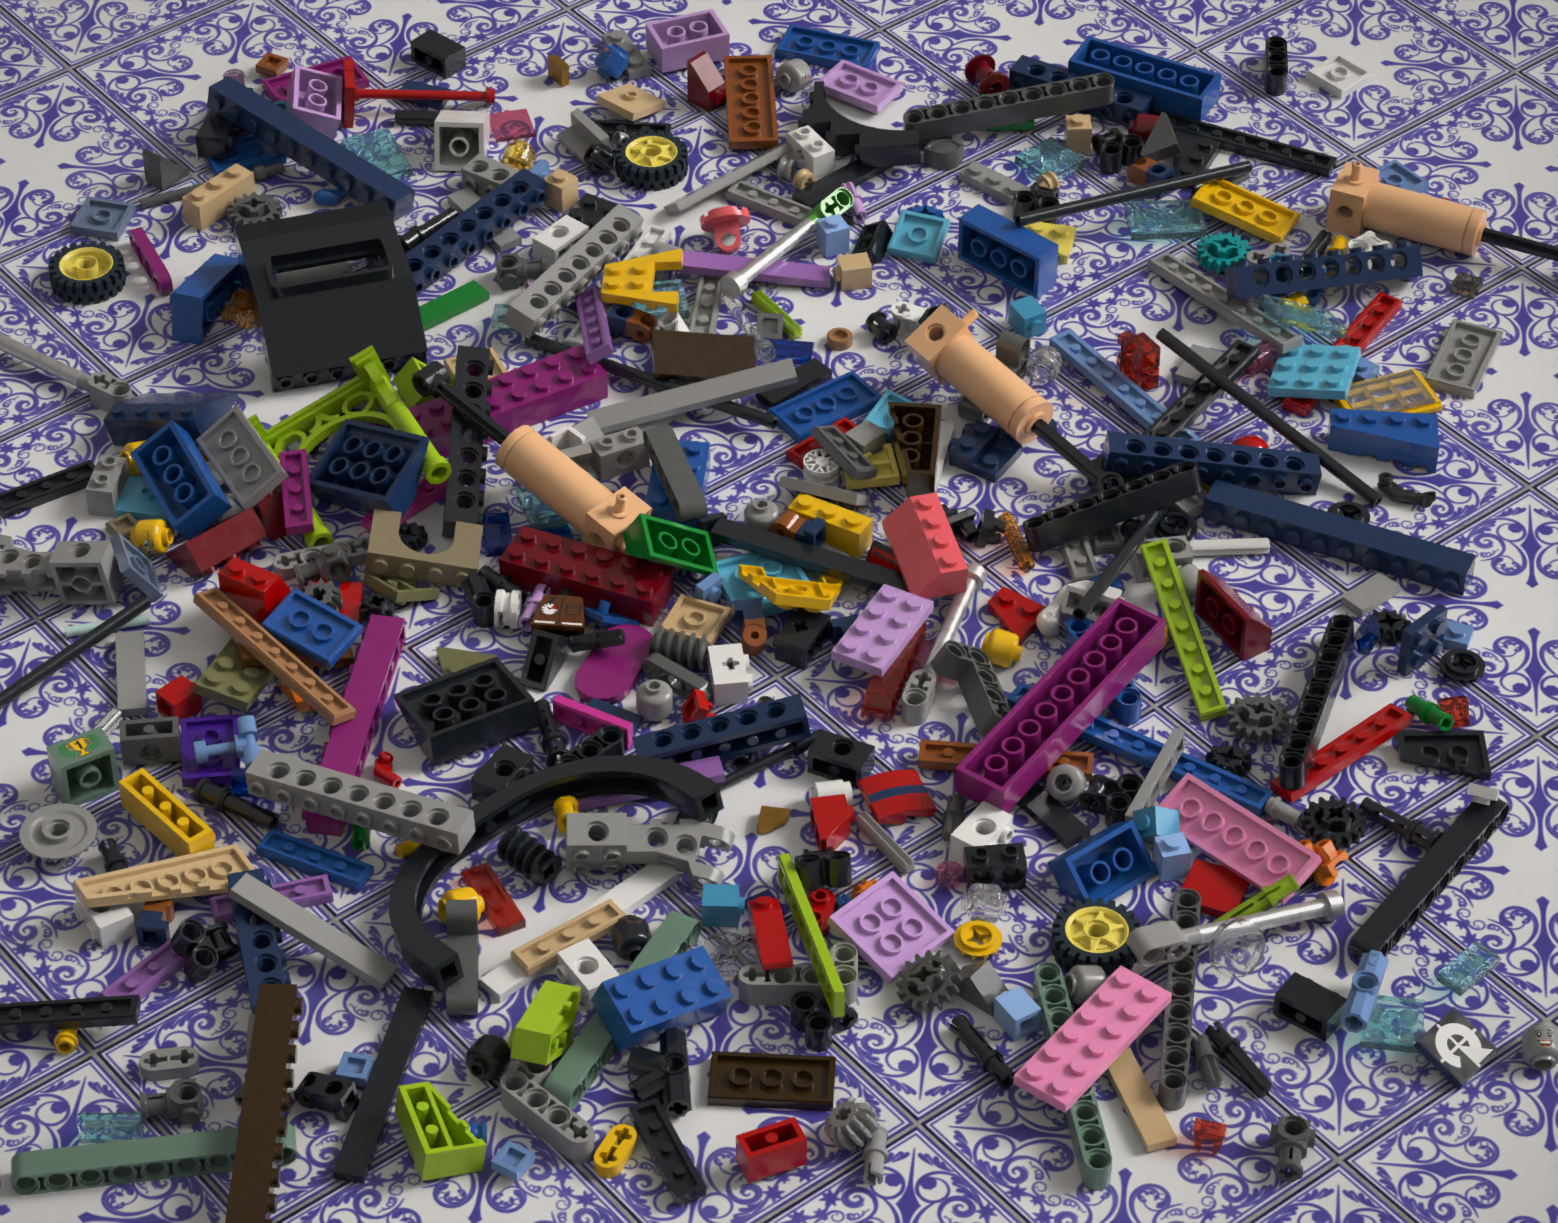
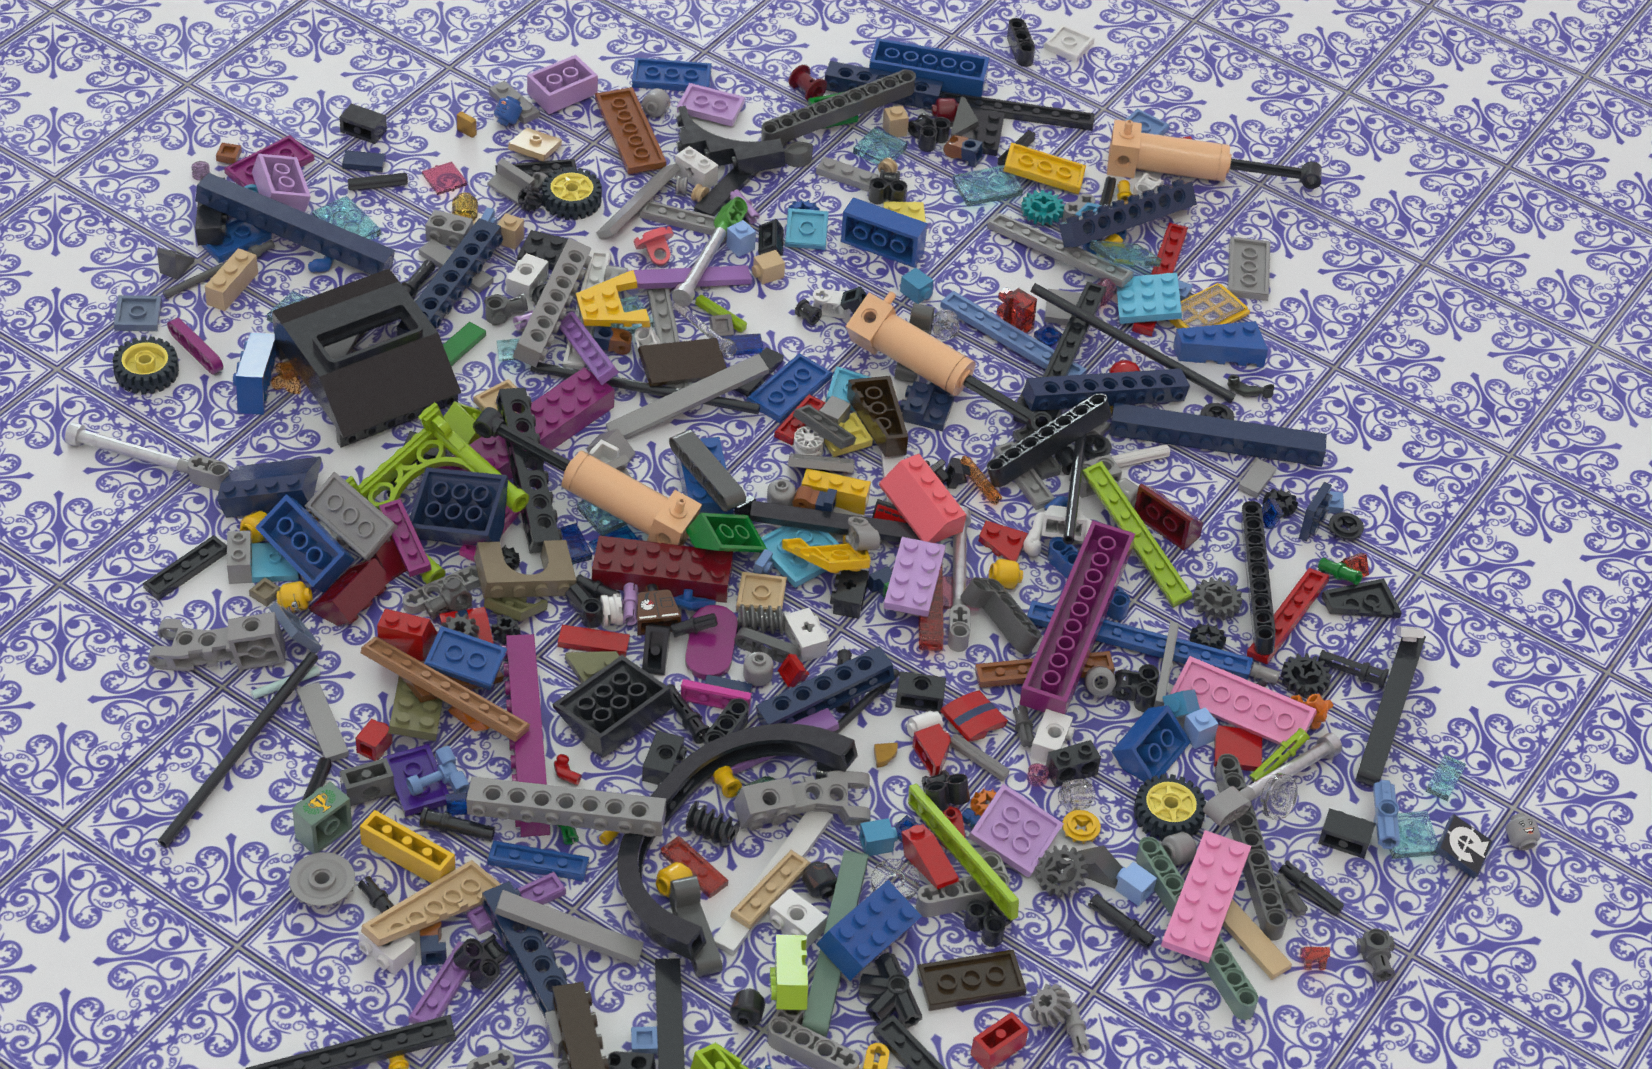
camera: 20 degrees left, 5 degrees up
(253, 209) = (266, 289): dark grey gear -> none
(352, 93) = (310, 169): red tile -> none
(460, 138) = (412, 197): white slope -> none
(476, 639) = (593, 640): none -> red tile
(619, 453) = (648, 456): light grey brick -> none
(704, 83) = (591, 120): dark red slope -> none
(752, 624) = (809, 589): leg -> none
(834, 572) = (862, 535): none -> light grey piece
(839, 339) = (777, 327): medium nougat tile -> none
(1053, 817) = (1098, 711): black tile -> none
(1132, 193) = (963, 170): black piece -> none
(1168, 394) = (1048, 335): none -> clear blue tile
(1466, 285) = (1228, 206): clear smoke tile -> none

